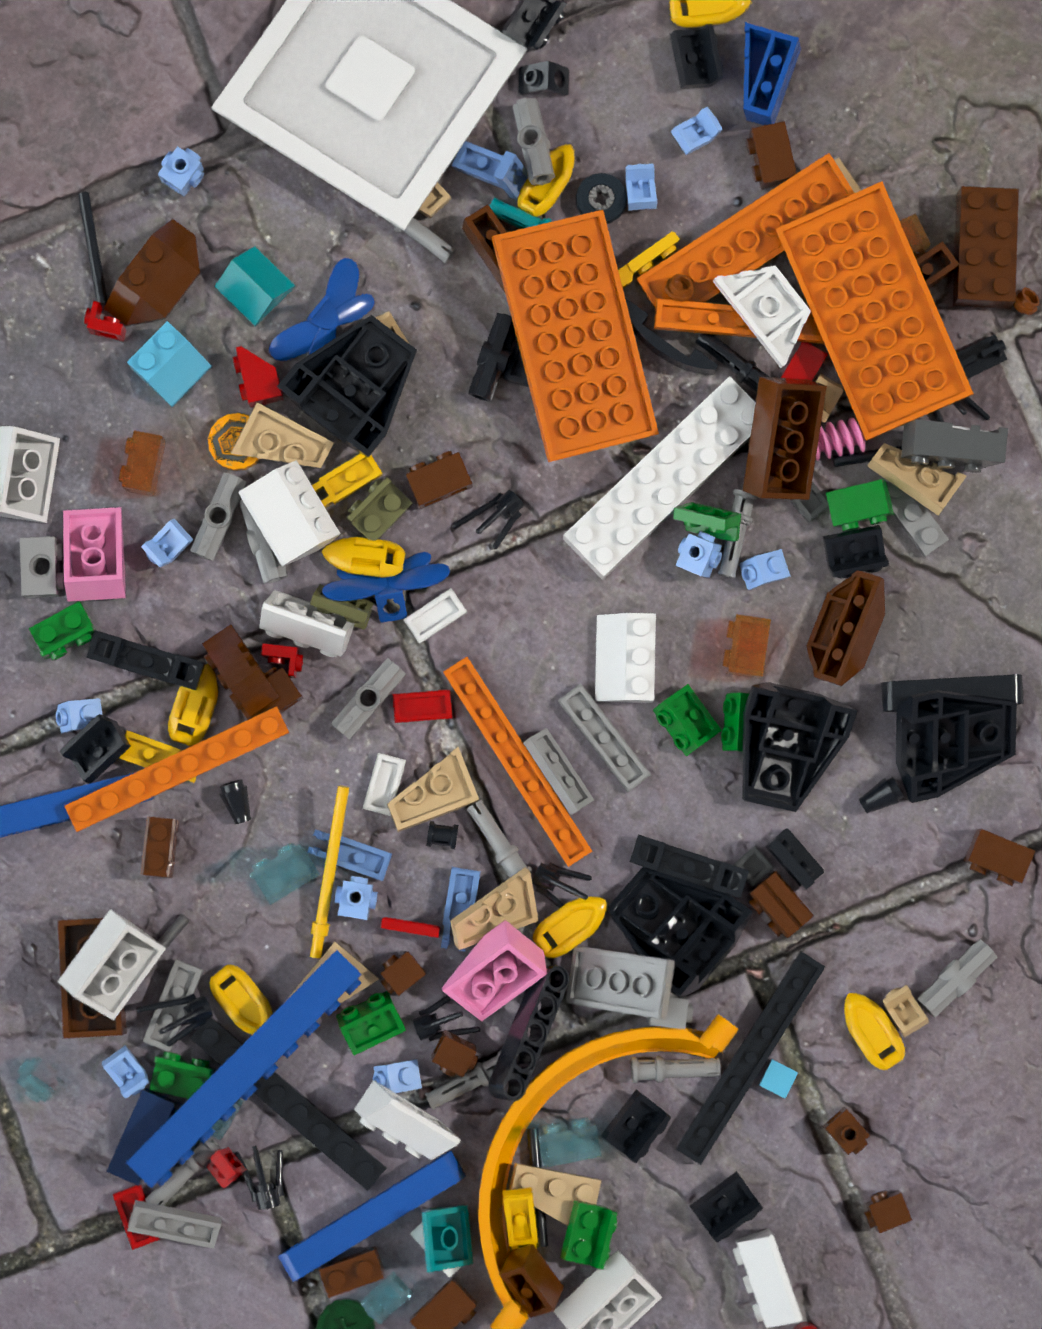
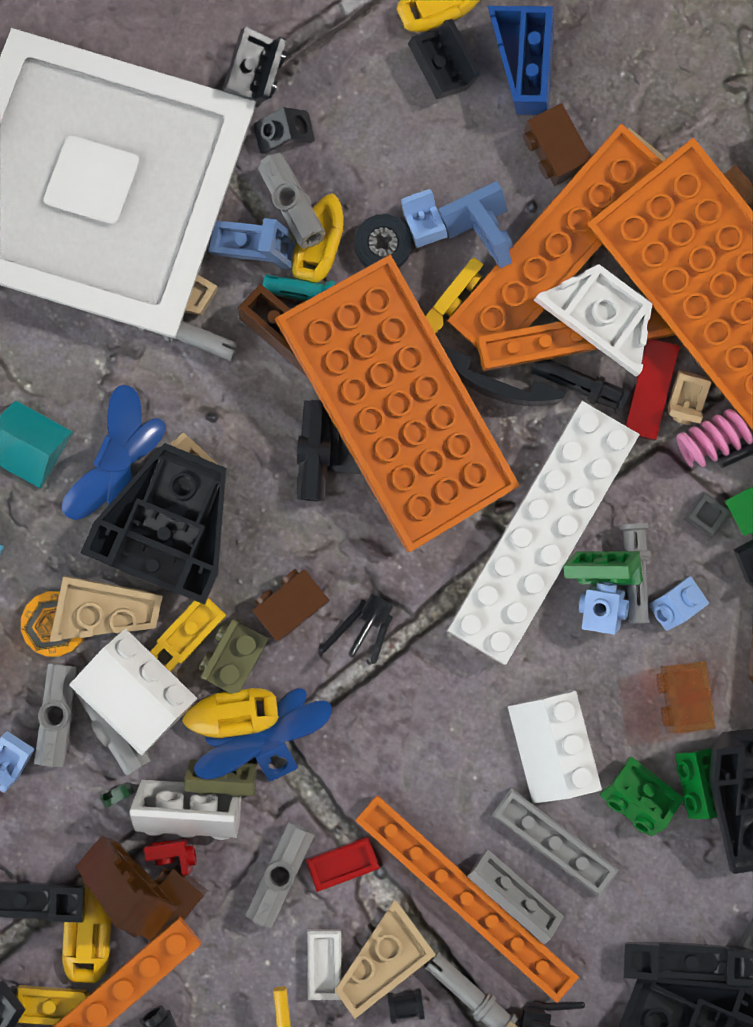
camera: 15 degrees left, 0 degrees up
(252, 596) = (117, 794): none -> dark green tile
(258, 377) = (58, 548): red slope -> none
(435, 616) = (328, 757): white tile -> none
(680, 288) = (499, 318): dark orange plate -> none
(689, 194) = (479, 212): none -> medium blue bracket
(697, 131) = (467, 140): light blue bracket -> none
(784, 438) = (664, 454): reddish brown brick -> none

